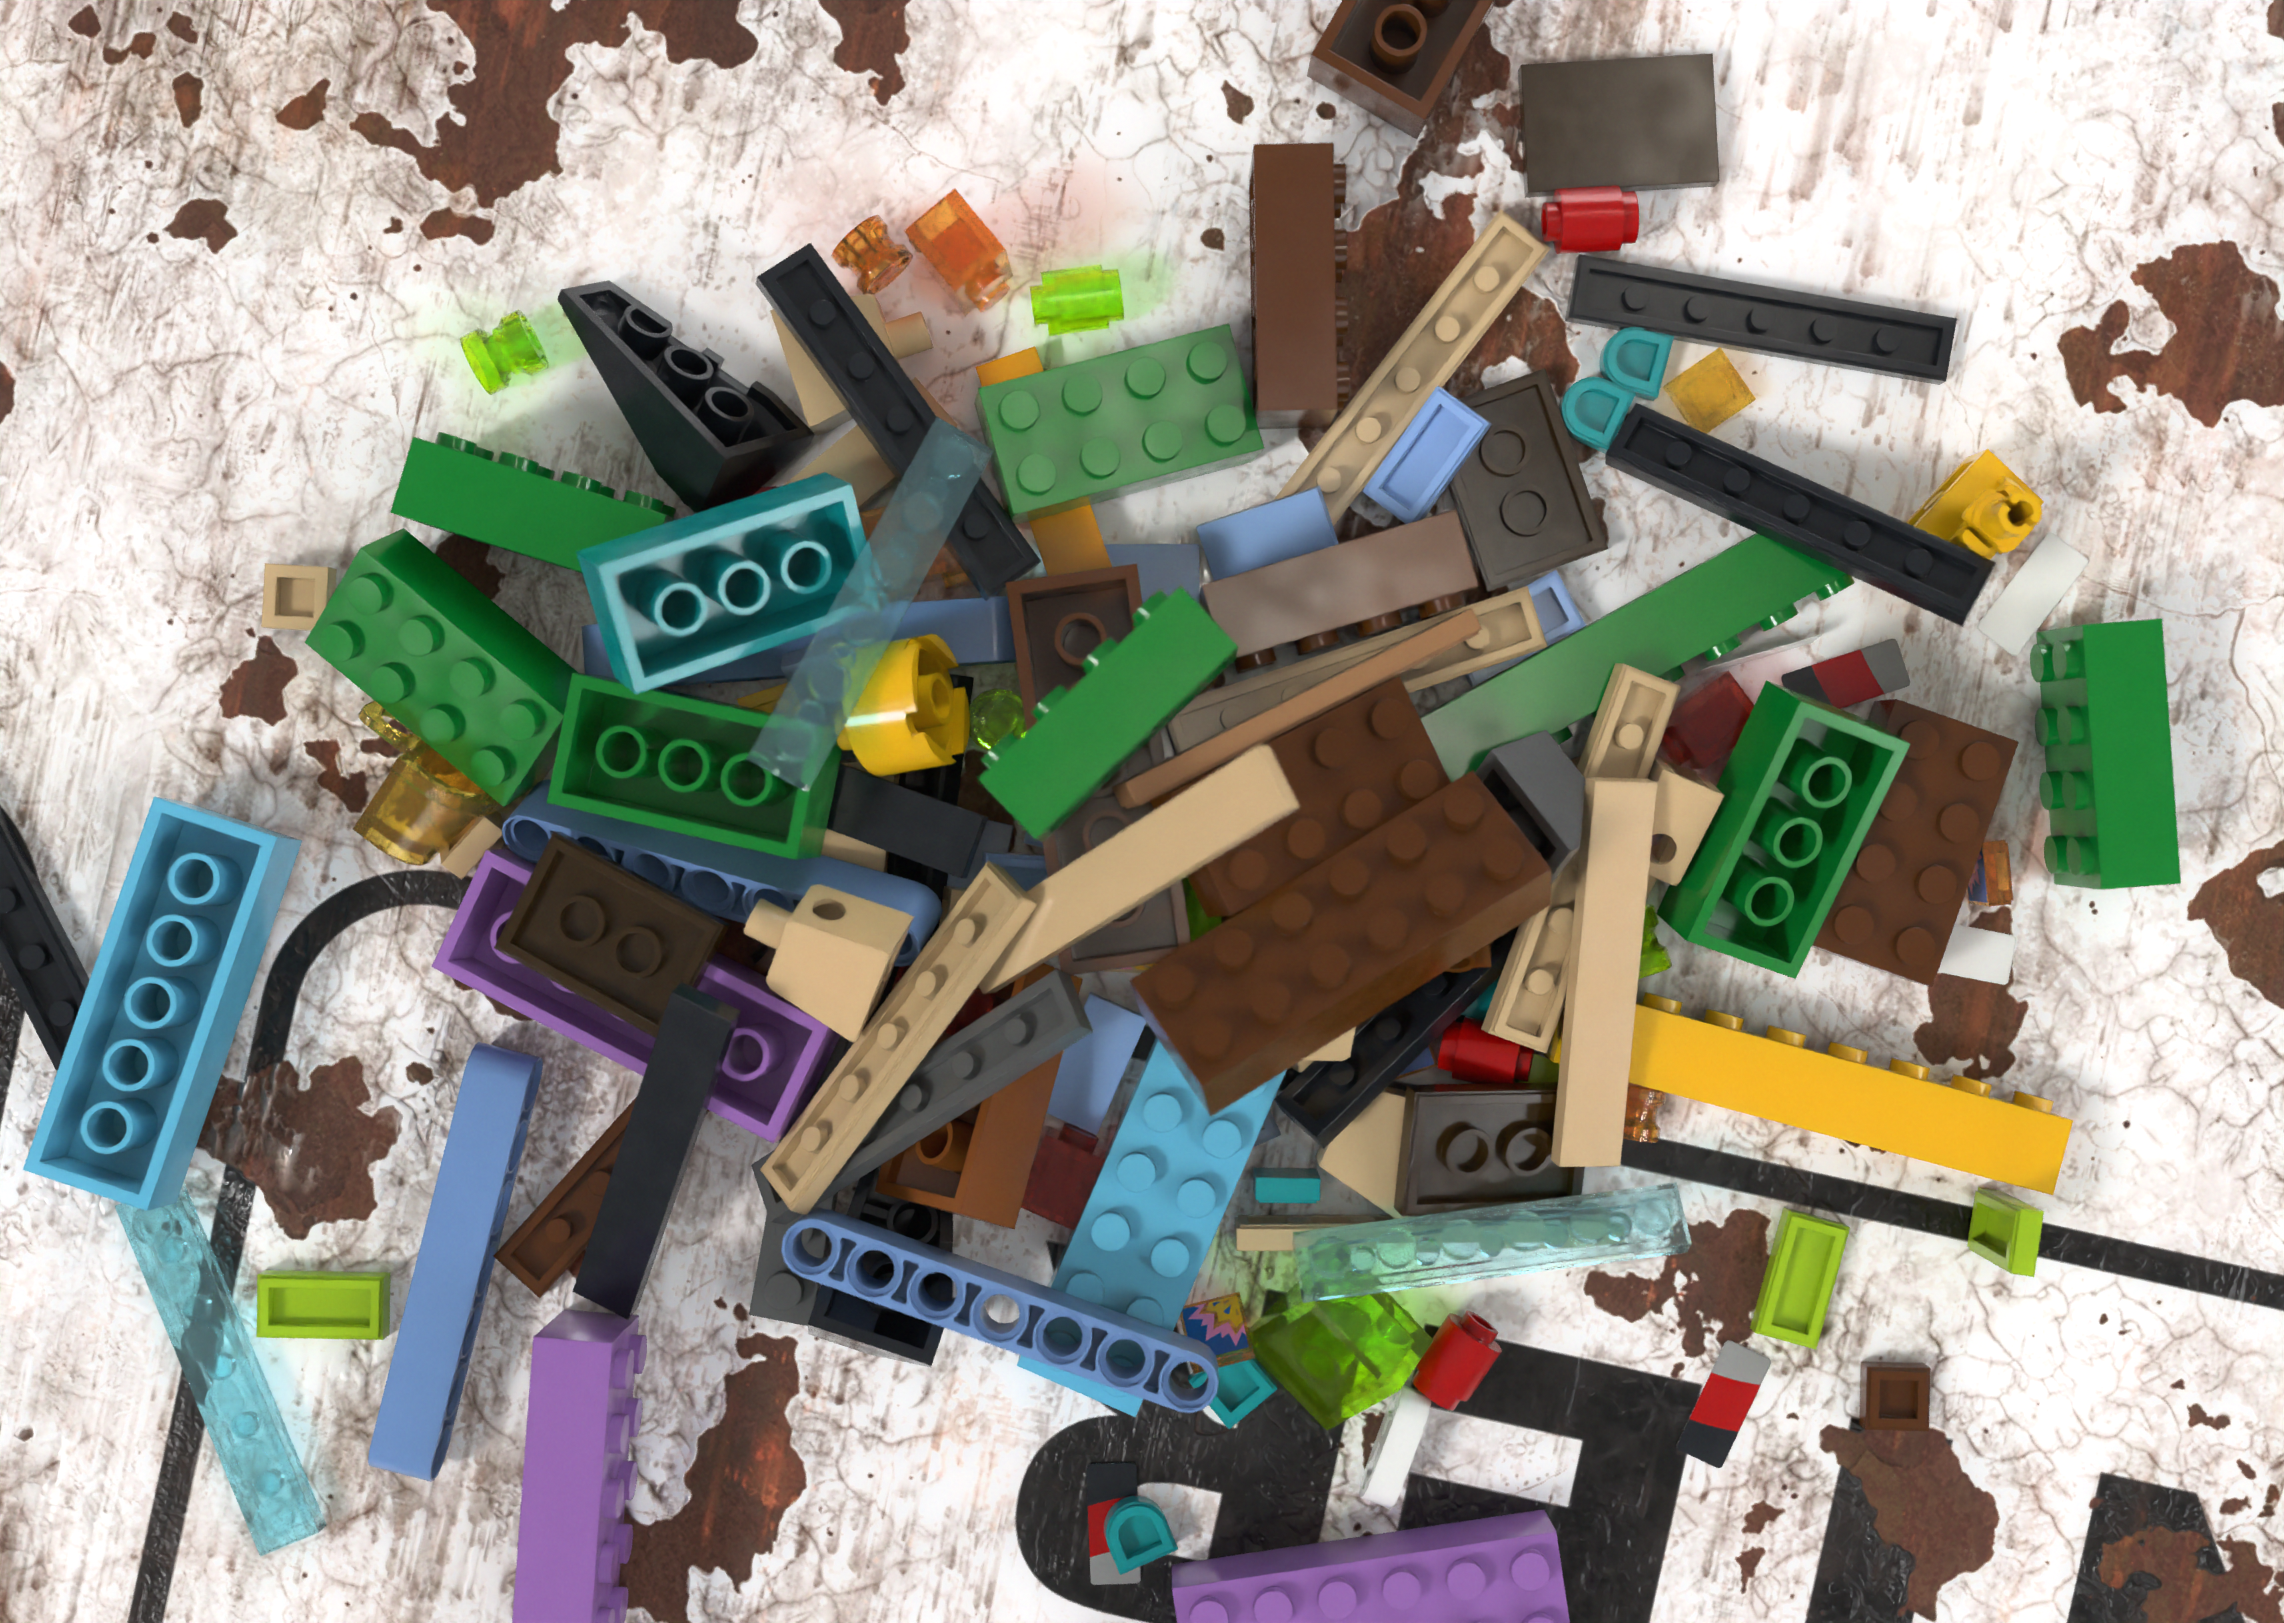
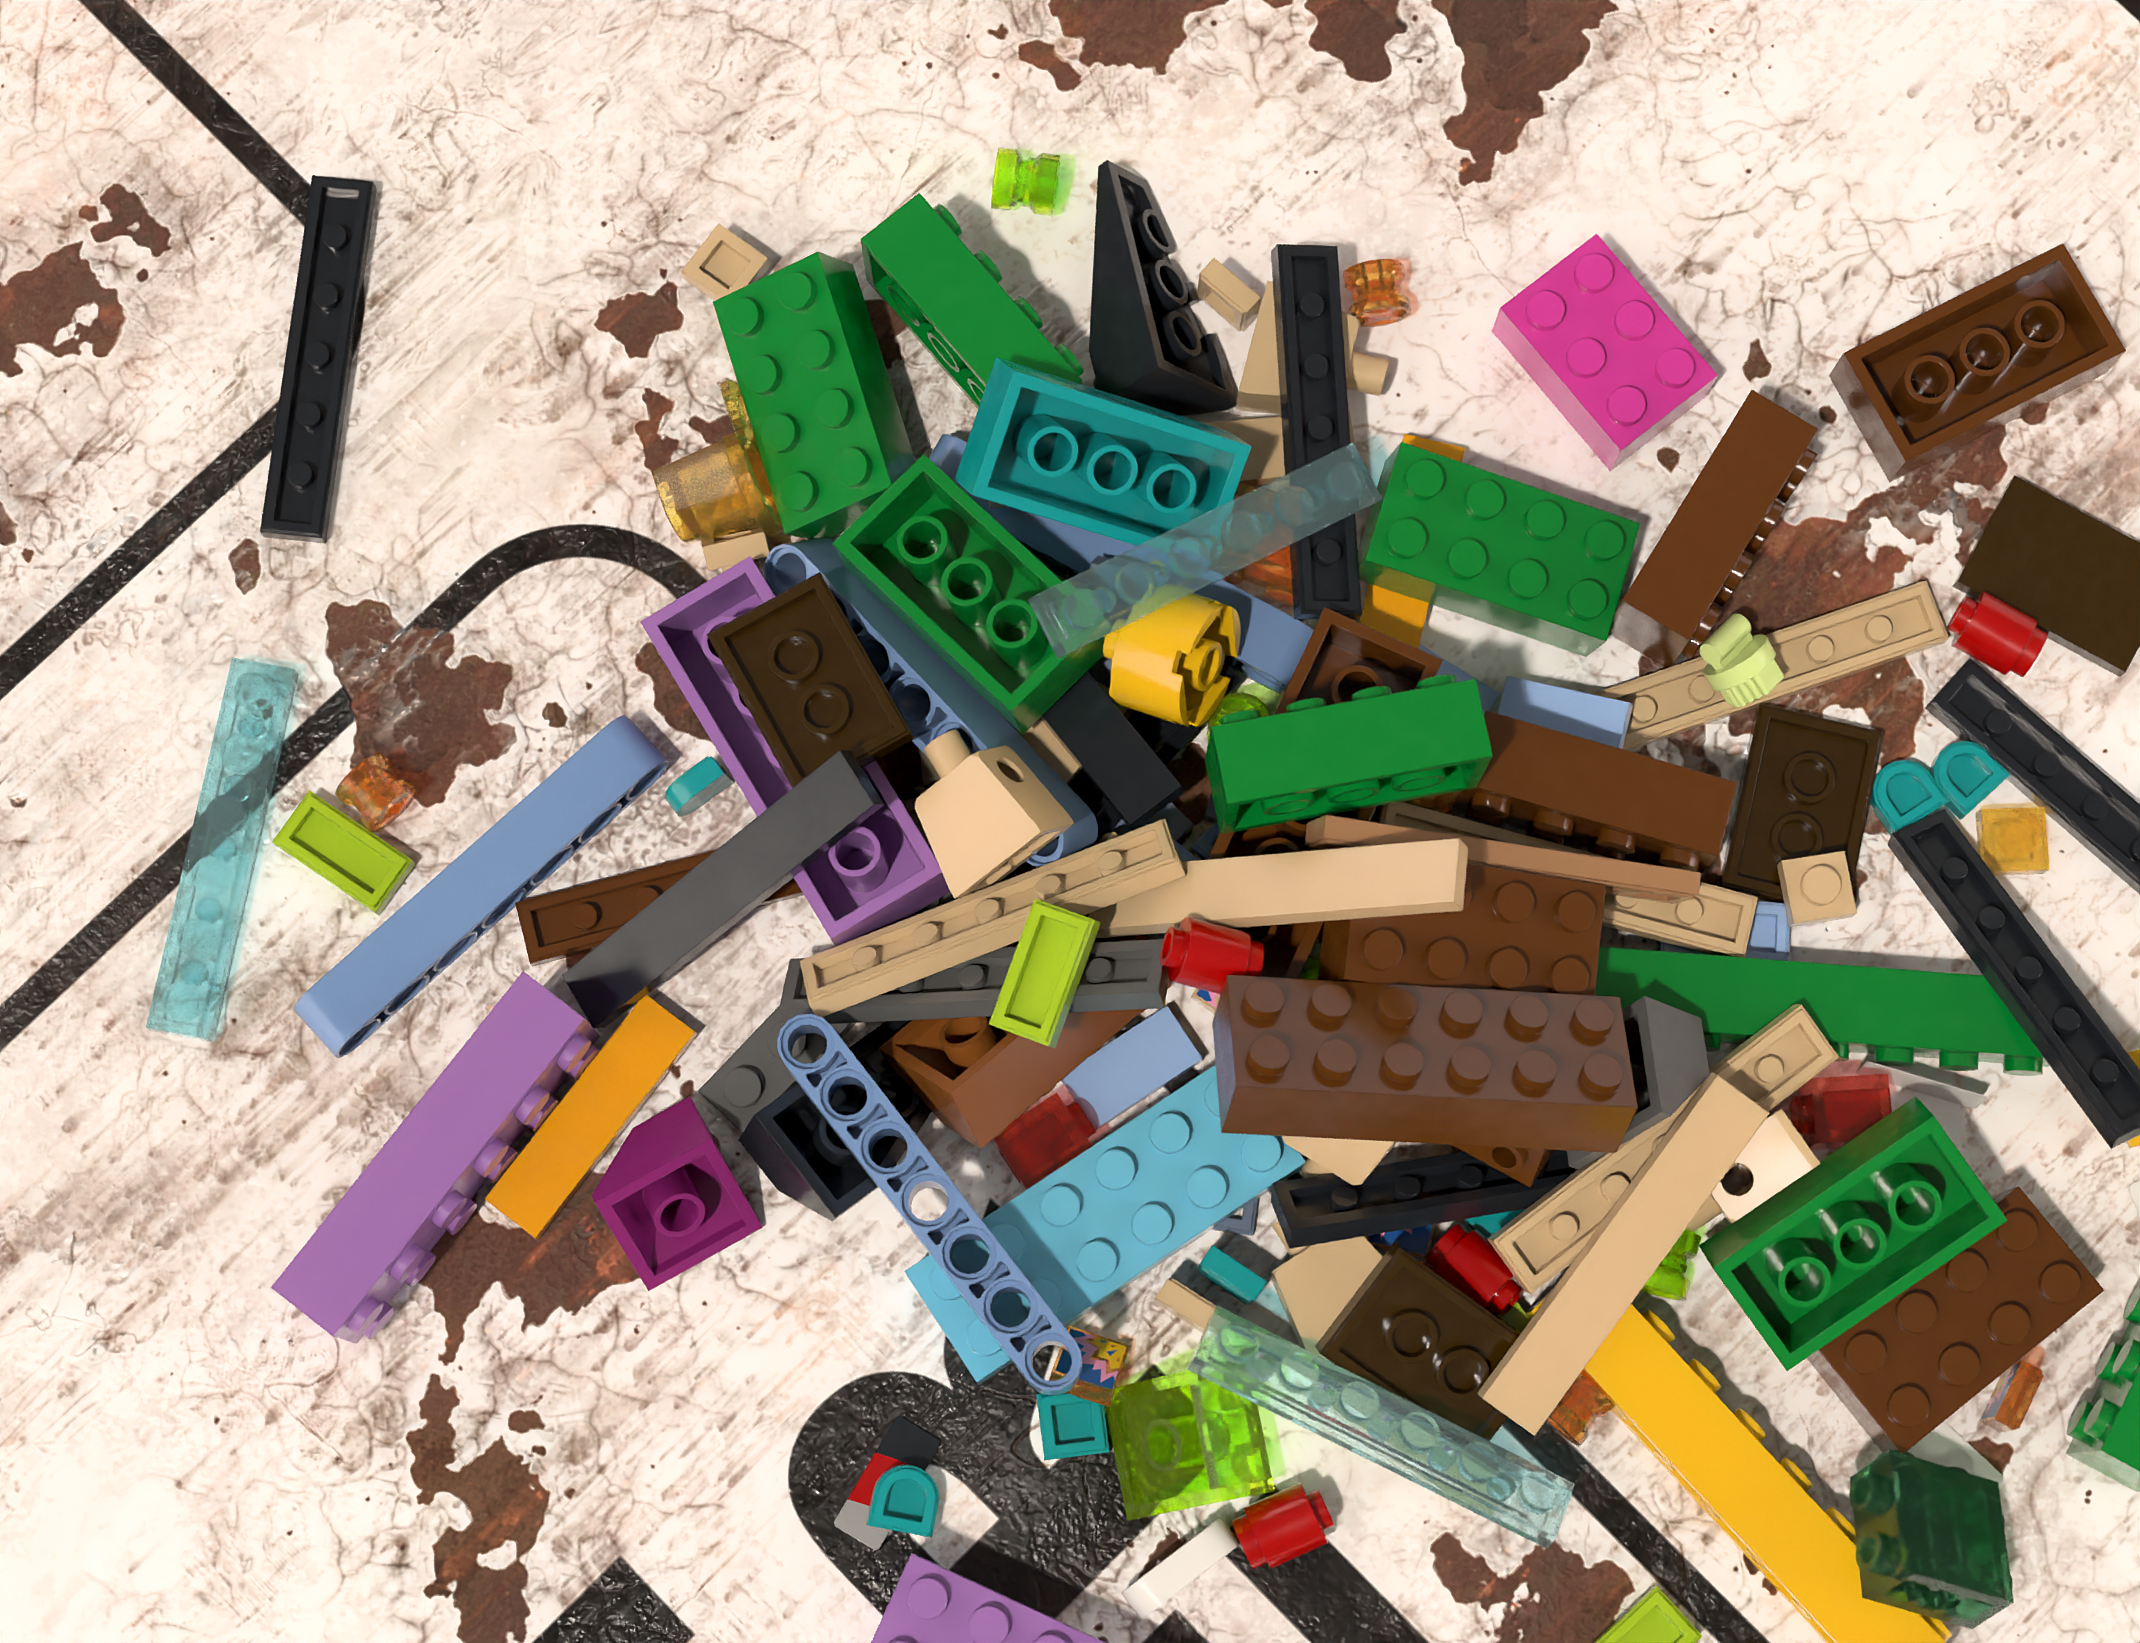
camera: 30 degrees right, 10 degrees down
(162, 1005) = (397, 514): medium azure brick -> none
(313, 1242) = (376, 792): none -> clear orange wheel
(574, 1069) = (697, 786): none -> teal tile
(675, 1389) = (591, 1116): none -> light orange tile
(745, 342) = (1228, 295): none -> tan tile
(784, 1414) = (673, 1196): none -> magenta slope
(961, 254) = (1452, 333): clear orange brick -> none
(972, 1068) = (1044, 973): none -> lime tile
(1077, 299) = (1524, 432): clear neon green brick -> none
(1100, 182) = (1603, 352): none -> dark pink brick
(1103, 963) = (1205, 953): none -> red brick
(1389, 390) = (1740, 663): none -> yellowish green piece
(1427, 457) = (1741, 738): light blue tile -> none
(1571, 545) = (1816, 889): none -> tan plate
(1852, 676) = (2001, 1161): sticker -> none
(1996, 1041) = (1930, 1539): none -> clear green brick

